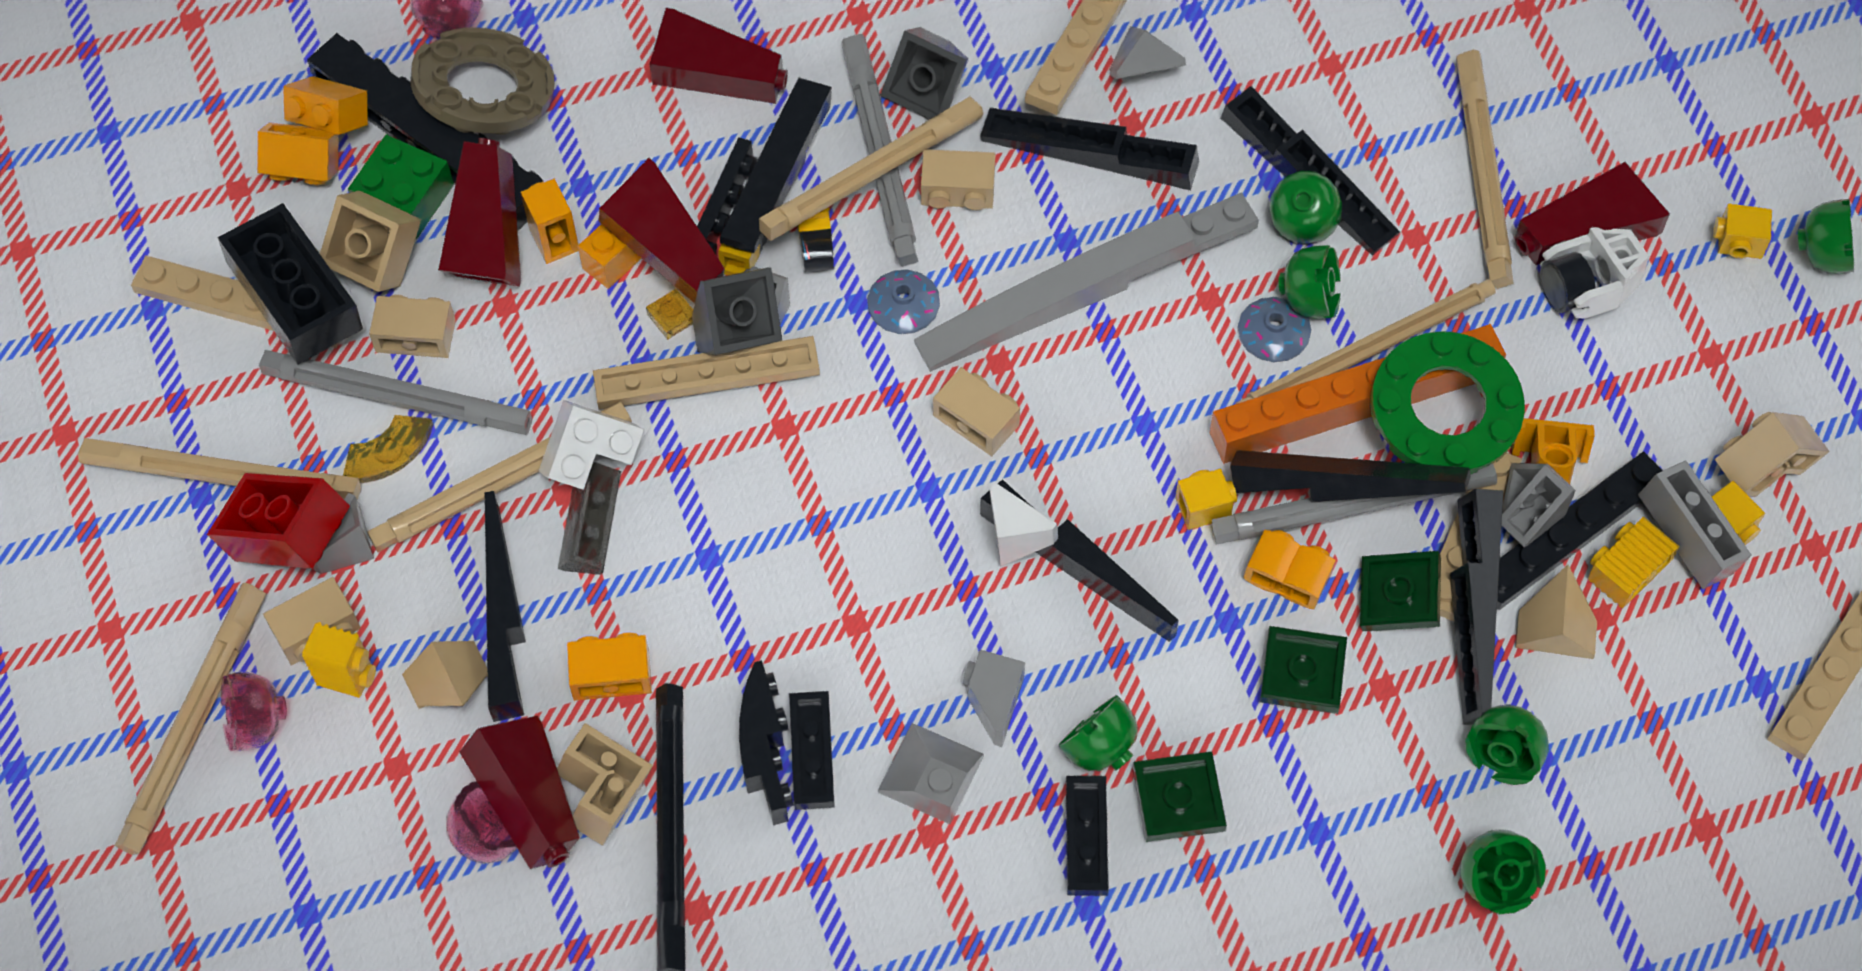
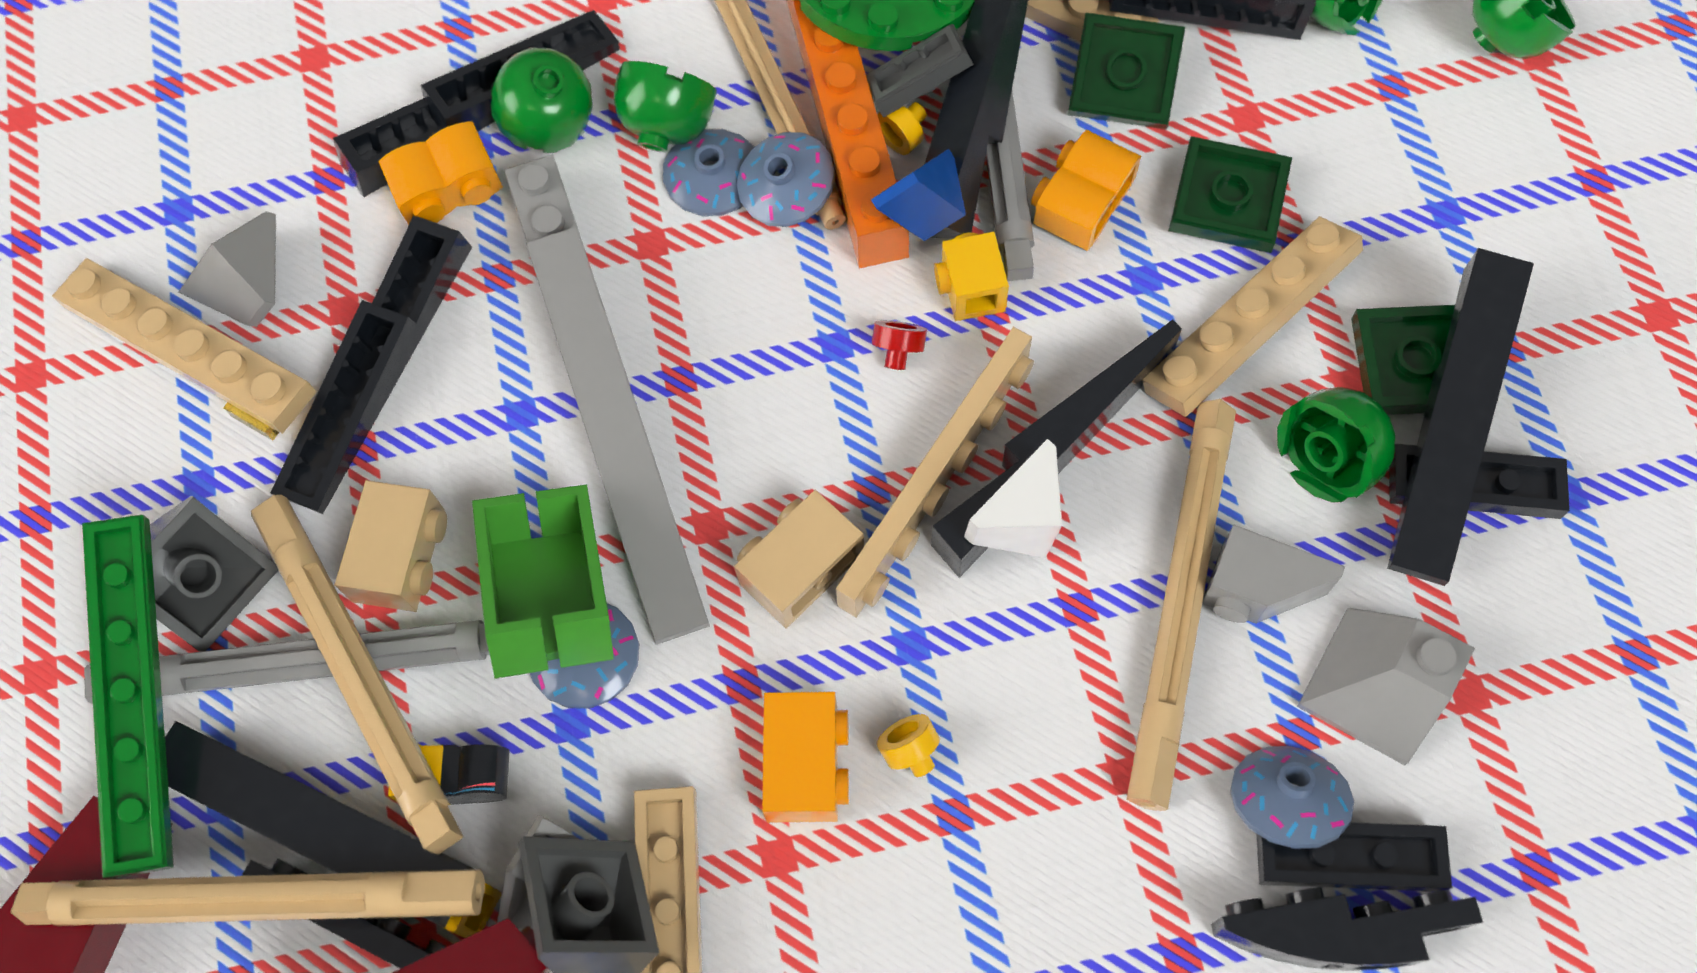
camera: 80 degrees left, 5 degrees up
(726, 144) = (252, 898): none -> tan piece
(837, 721) = (1287, 813): none -> sand blue dish
(840, 54) = (127, 698): none -> green tile
(844, 426) = (802, 757): none -> light orange brick
(858, 487) = (910, 744): none -> yellow tile
(935, 257) = (542, 592): none -> bright green piece
(968, 644) = (1176, 638): none -> tan piece
(1052, 487) = (926, 488): none -> tan plate
(1128, 807) = (1459, 415): none -> black slope
(1147, 455) = (898, 340): none -> red tile
(1203, 688) = (1252, 316): none -> tan plate
(1237, 157) = (441, 173): none -> light orange brick
(1245, 446) = (925, 198): none -> blue slope
(1265, 369) = (795, 193): none -> sand blue dish
(1325, 441) = (903, 128): none -> yellow tile
(1358, 436) = (918, 70): none -> dark grey plate

